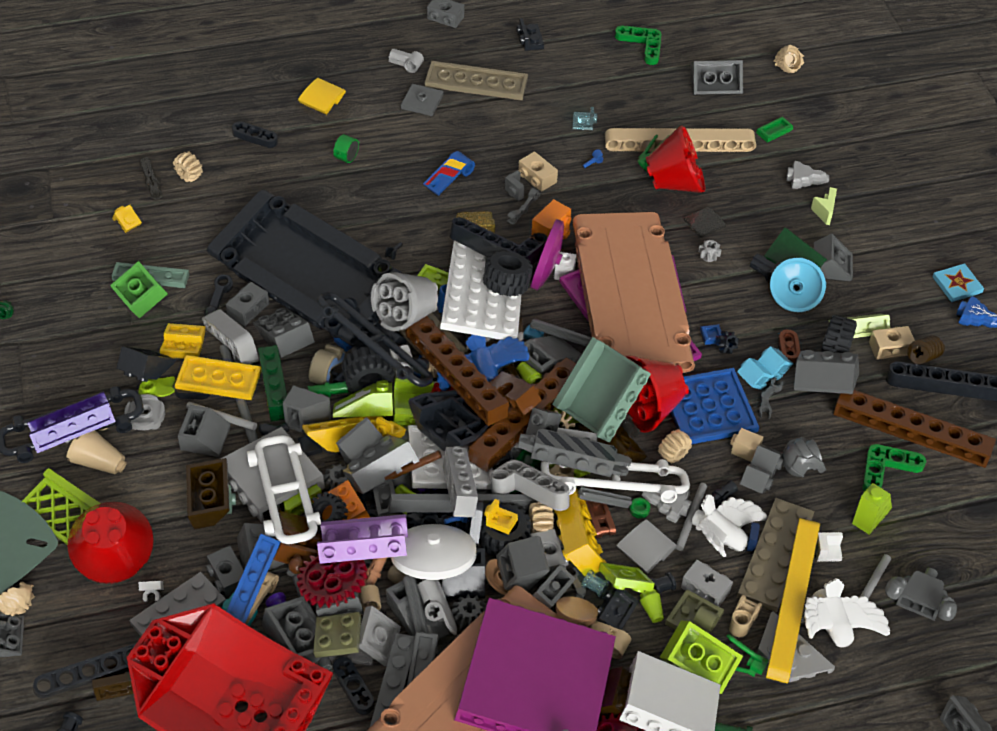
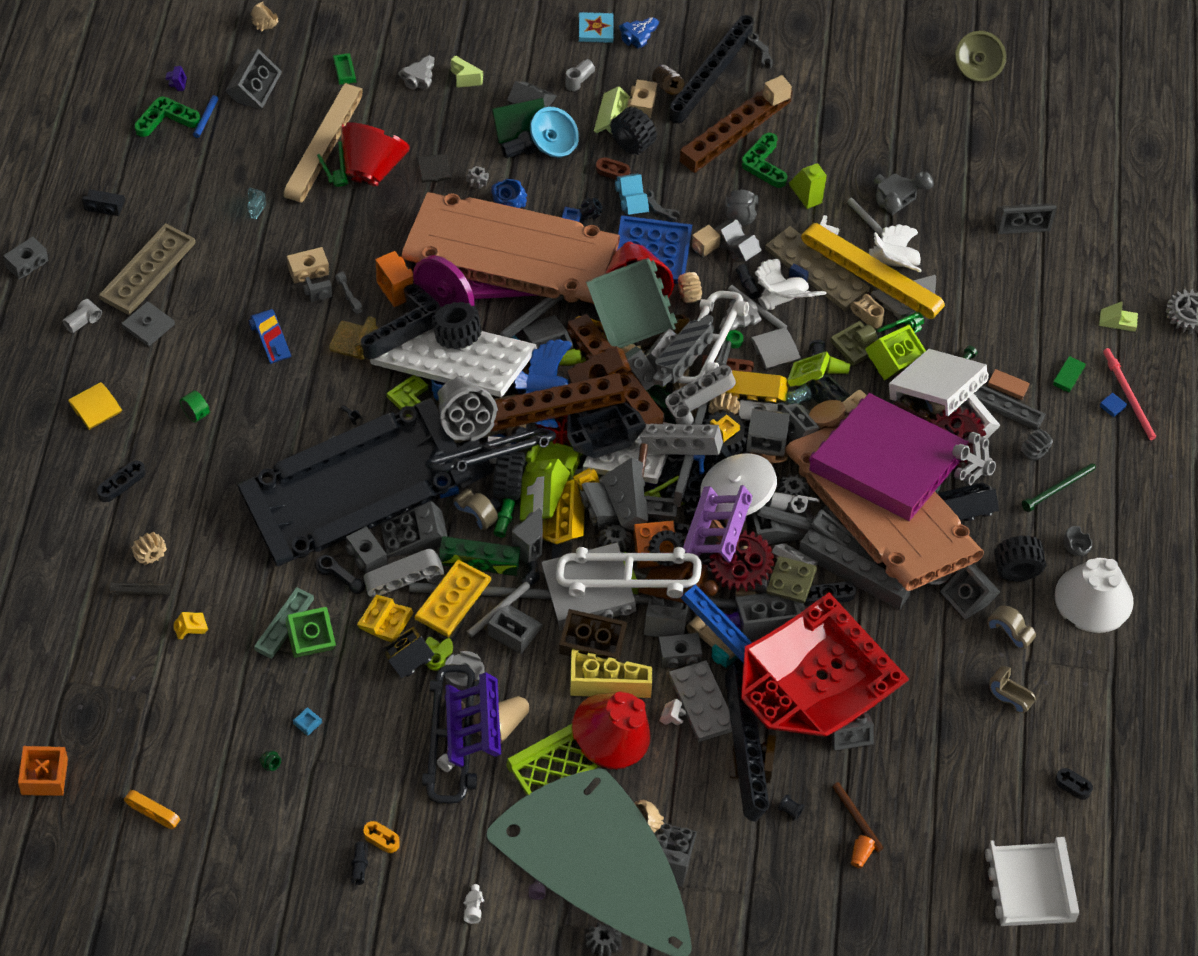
camera: 70 degrees left, 5 degrees up
(56, 323) = (307, 721): none -> dark azure tile
(169, 516) = (598, 675): none -> light yellow wedge
(597, 157) = (309, 213): blue hand -> none
(660, 64) = (205, 116): none -> blue bar
(686, 34) = (177, 78): none -> dark purple tile
(700, 277) = (509, 193): none -> blue hair
(707, 583) = (830, 322): light grey brick -> none
(826, 372) = (662, 154): dark grey slope -> none
(881, 283) = (577, 75): none -> light grey piece
(973, 438) = (777, 90): none -> tan brick

